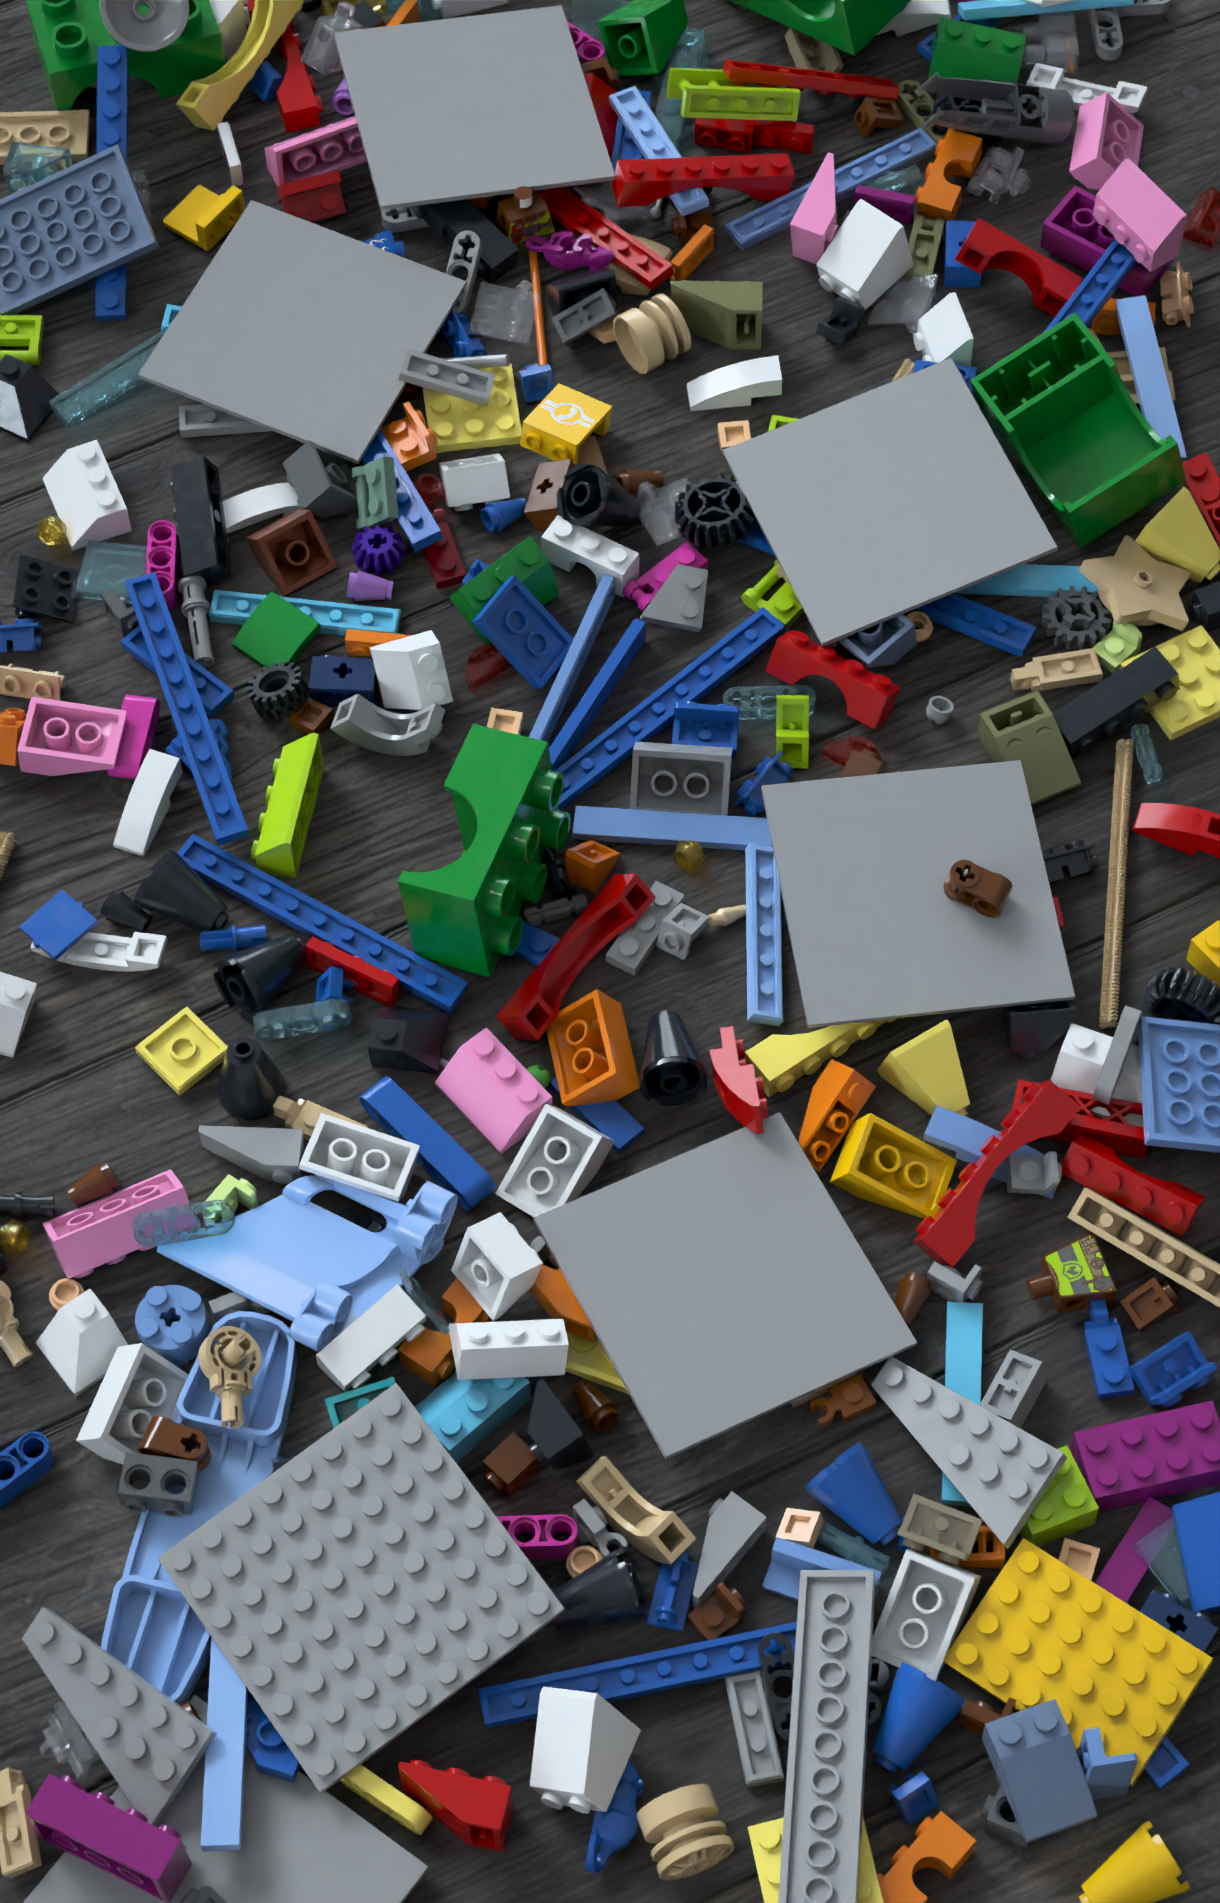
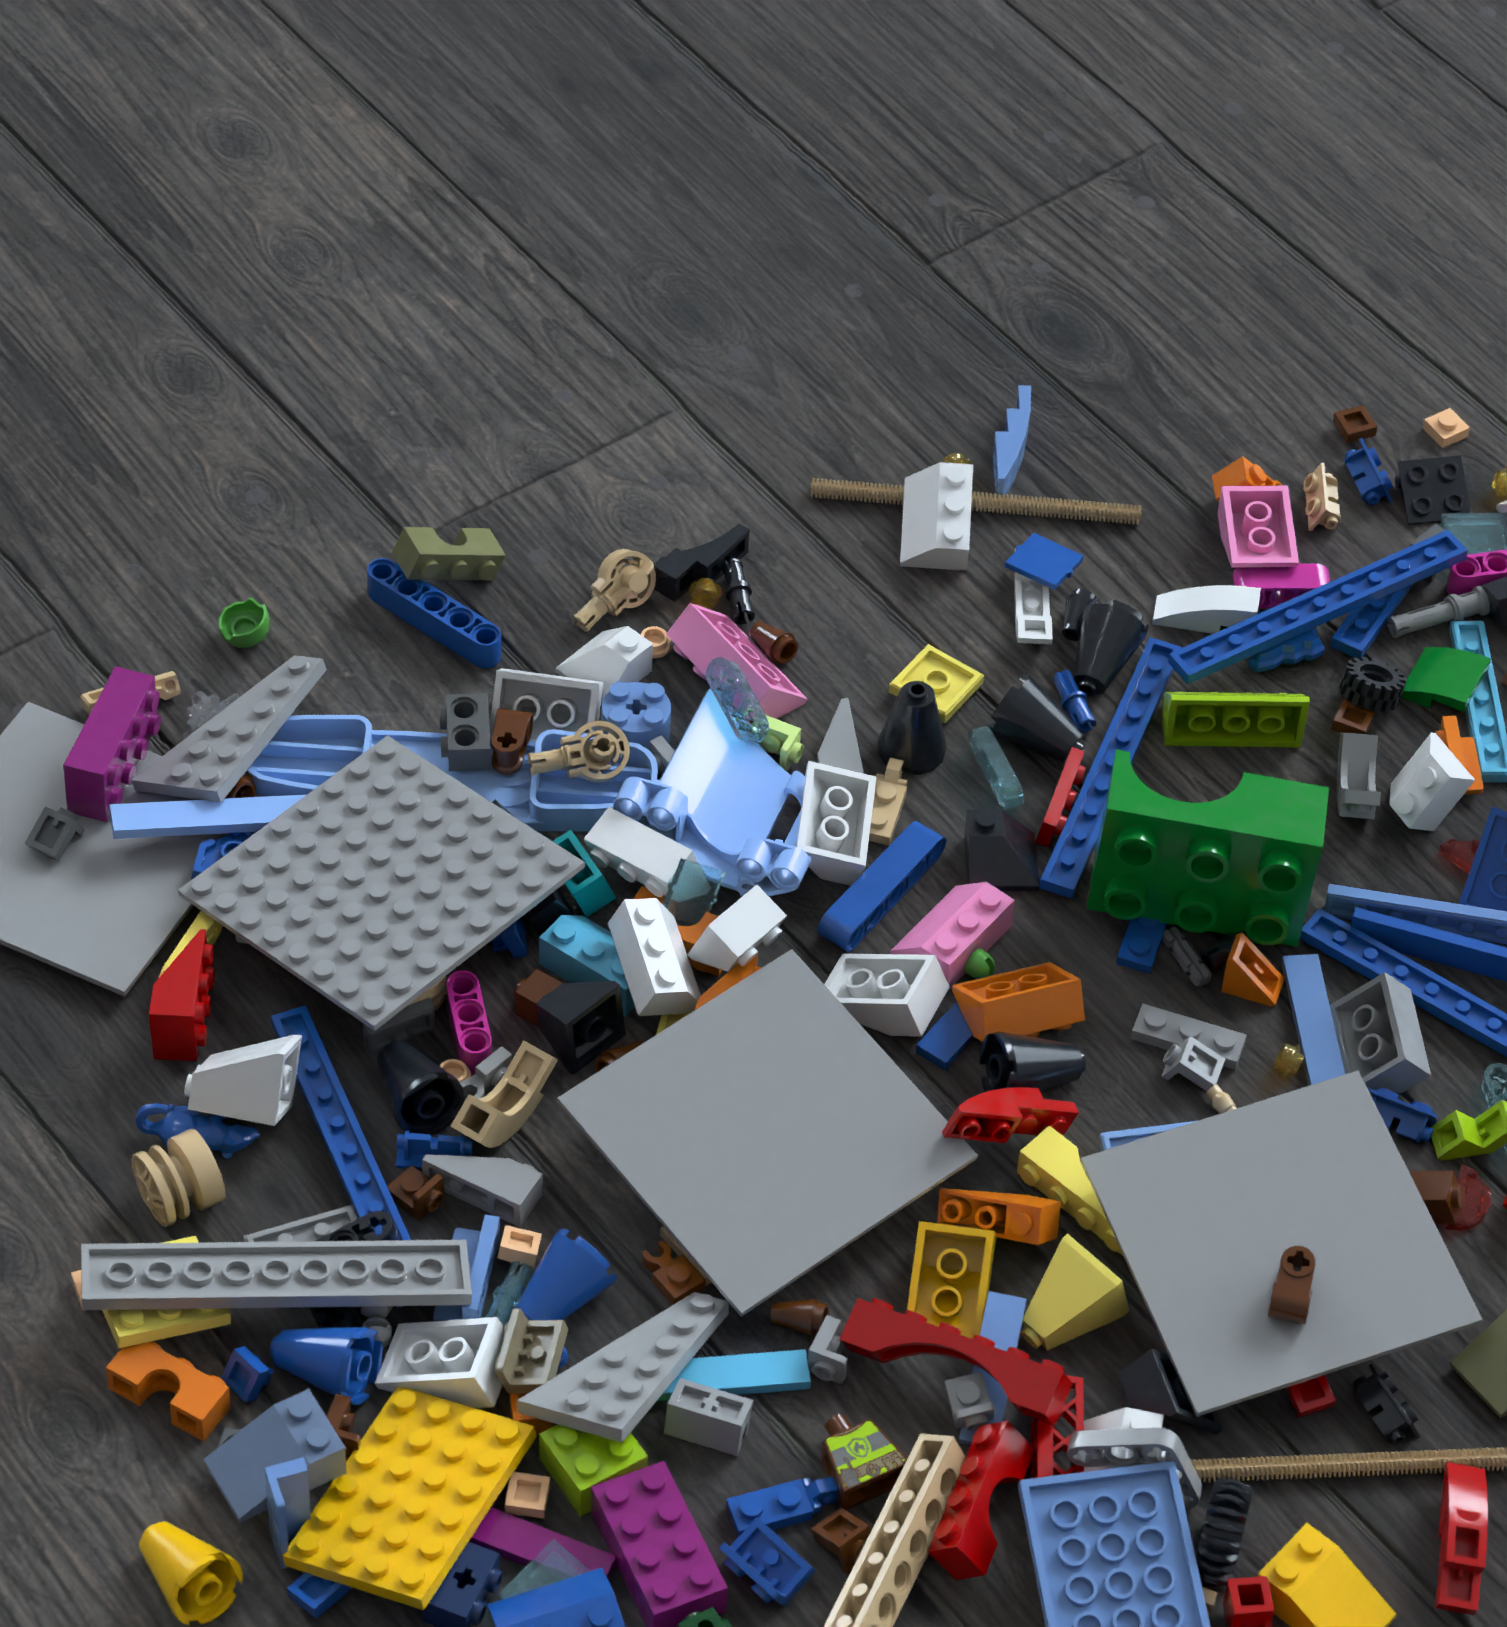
camera: 75 degrees right, 10 degrees down
(331, 984) = (1038, 783): blue tile -> none
(340, 678) = (1400, 732): dark blue brick -> none
(505, 720) = (1396, 878): light nougat plate -> none
(541, 995) = (1128, 970): red arch -> none
(706, 725) = (1451, 1053): blue bracket -> none

